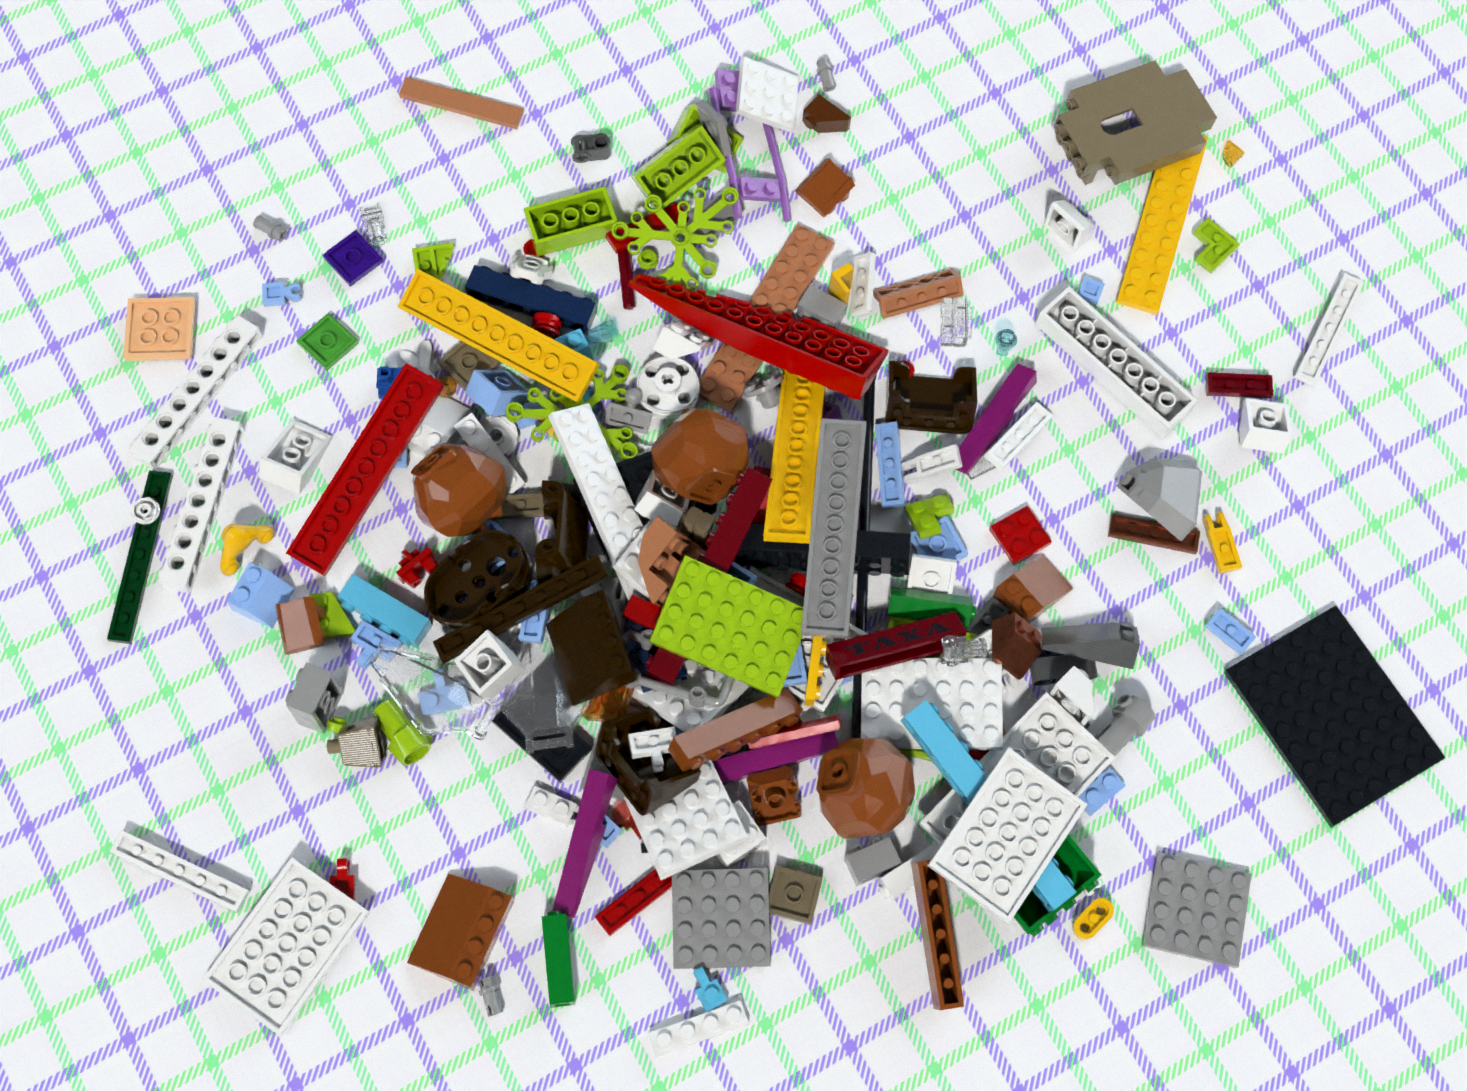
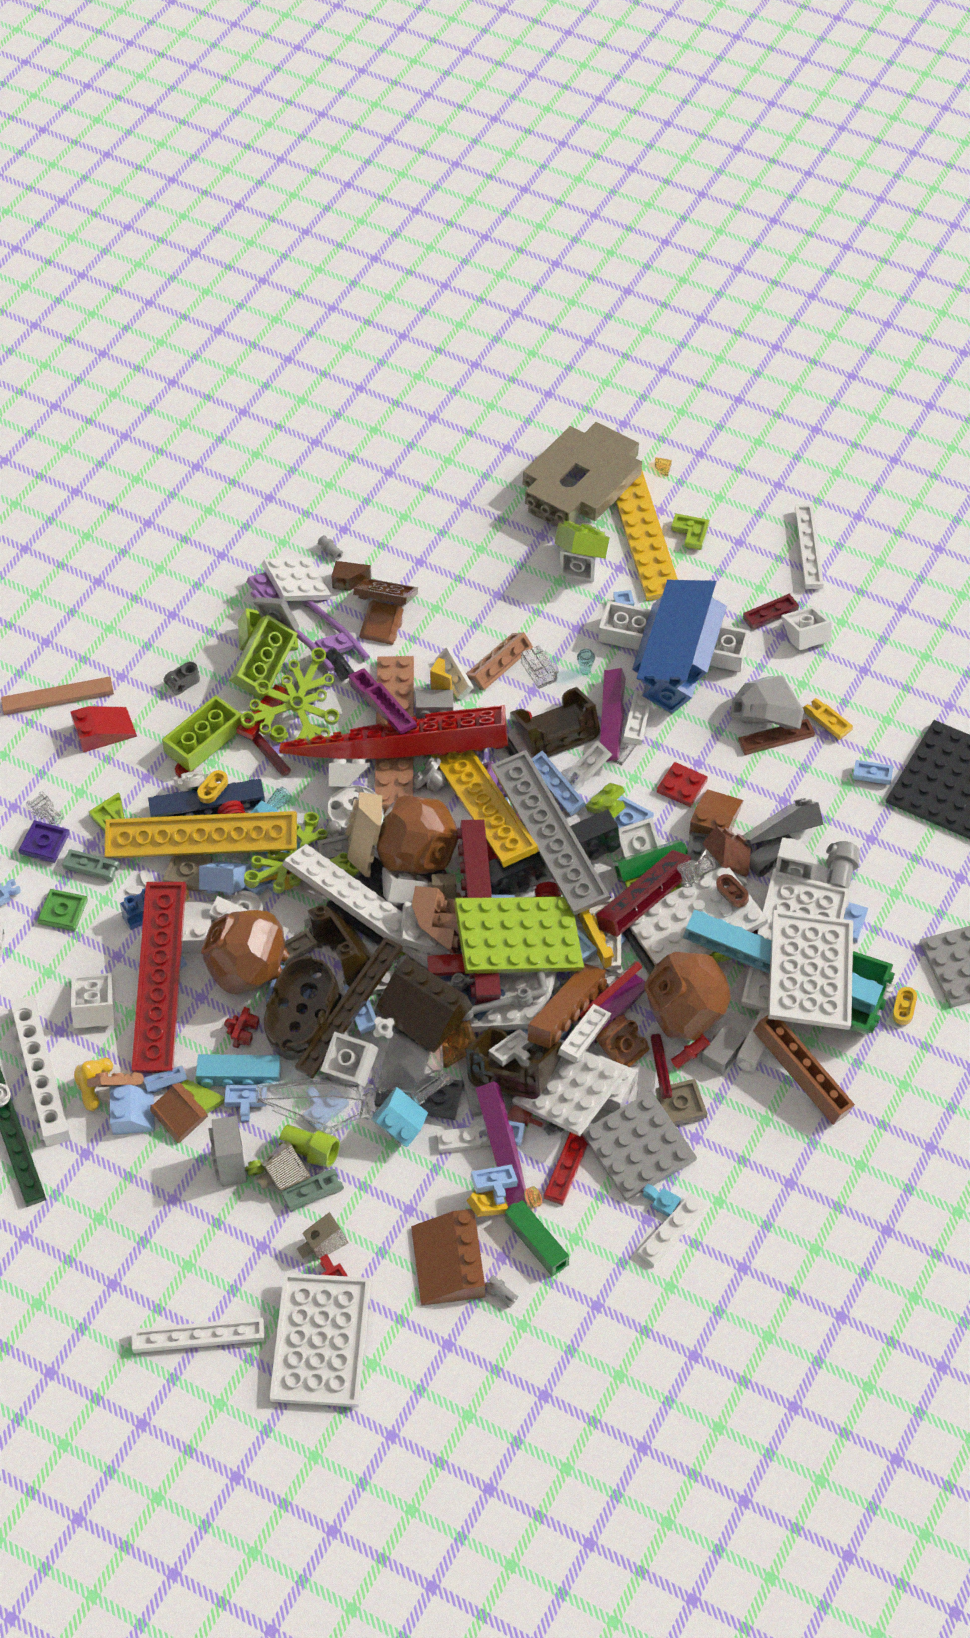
camera: 25 degrees left, 15 degrees down
(260, 559) = (115, 1079): none -> nougat hinge
(310, 580) = (157, 1081): none -> light blue plate
(353, 840) = (322, 1238): none -> dark tan torso
(377, 779) = (312, 1189): none -> sand green plate
(381, 307) = (90, 865): none -> sand green plate
(482, 160) = (102, 726): none -> red slope
(501, 755) = (400, 1117): none -> medium azure slope
(533, 891) = (484, 1204): none -> yellow wing
(540, 287) = (211, 787): none -> yellow plate
(547, 648) = (388, 1023): none -> white plate
(548, 878) = (496, 1180): none -> light blue plate
(581, 913) = (533, 1197): none -> clear yellow tile
(653, 418) = (364, 831): none -> tan wedge
(733, 771) = (584, 1033): none -> white plate
(750, 208) = (341, 666): none -> black hinge
(765, 281) = (381, 700): none -> magenta slope
(797, 844) = (661, 1066): none -> dark red axle
(836, 846) = (690, 1051): none -> red pin
(847, 155) = (385, 591): none -> reddish brown plate
(984, 697) = (733, 892): none -> copper plate
(1082, 203) = (582, 539): none -> lime brick
(1111, 374) = (678, 642): none -> blue panel

